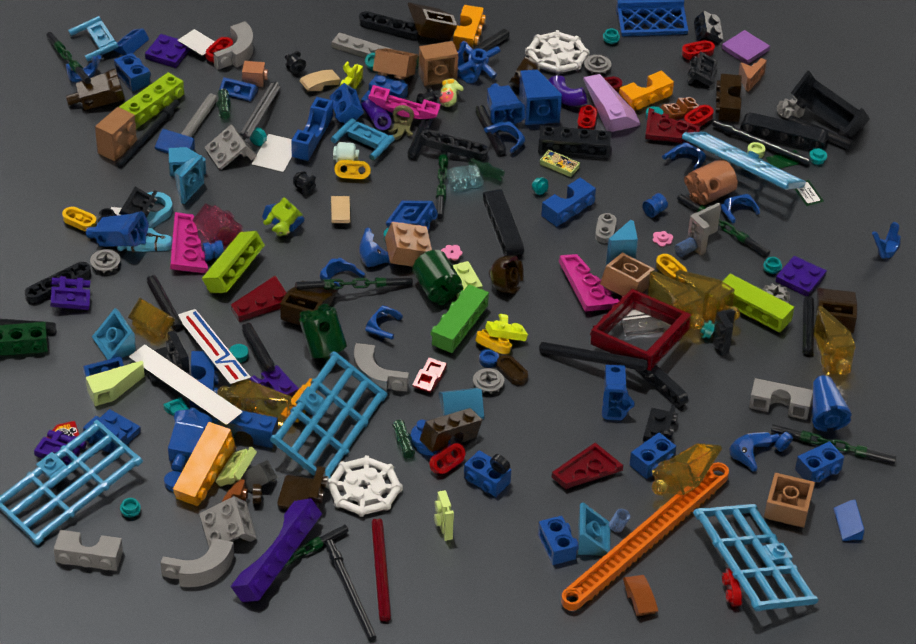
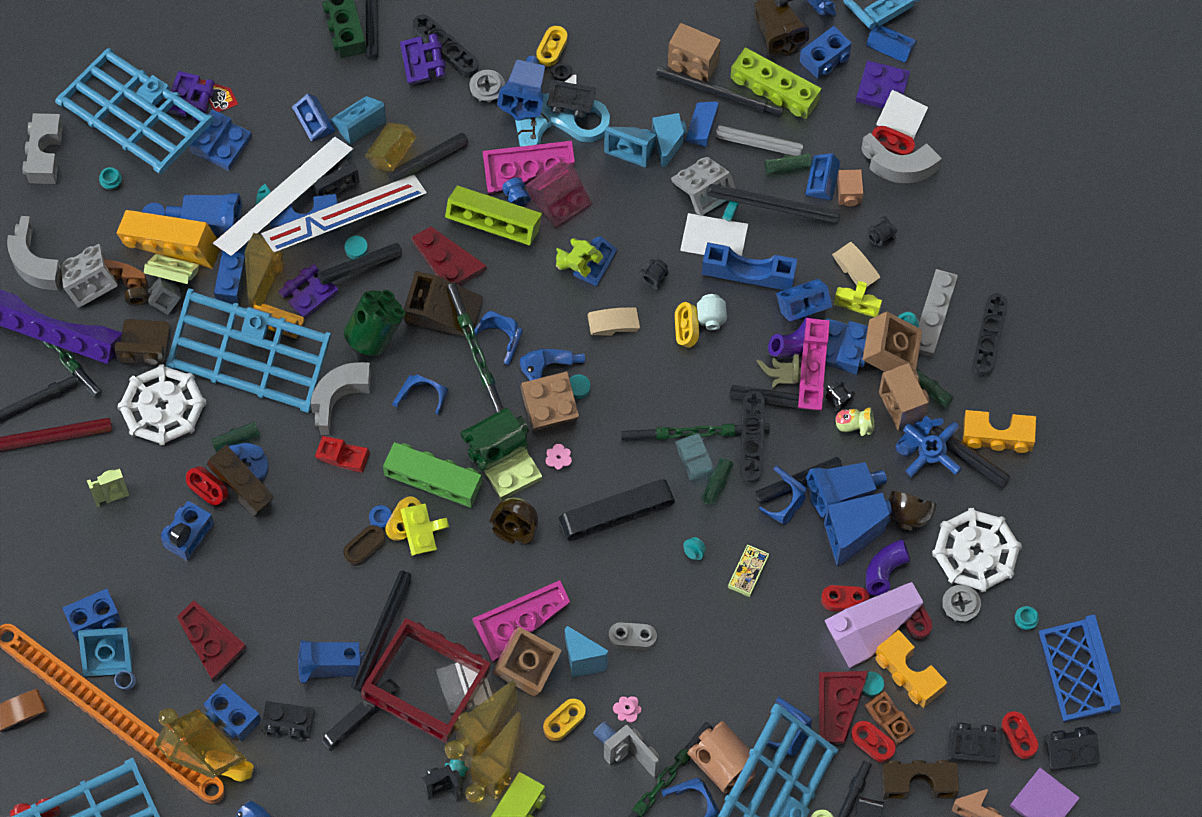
camera: 85 degrees right, 20 degrees up
(113, 383) = (285, 127): yellowish green slope -> none
(365, 135) = (756, 332): dark azure plate -> none
(414, 213) = (608, 403): blue plate -> none
(432, 22) = (1000, 380): dark brown slope -> none
(462, 399) = (301, 492): dark azure slope -> none
(493, 376) = (347, 511): light grey gear -> none
(575, 141) = (788, 583): black brick -> none
(579, 196) = (681, 599): blue arch -> none
(655, 205) = (679, 692): blue wheel -> none

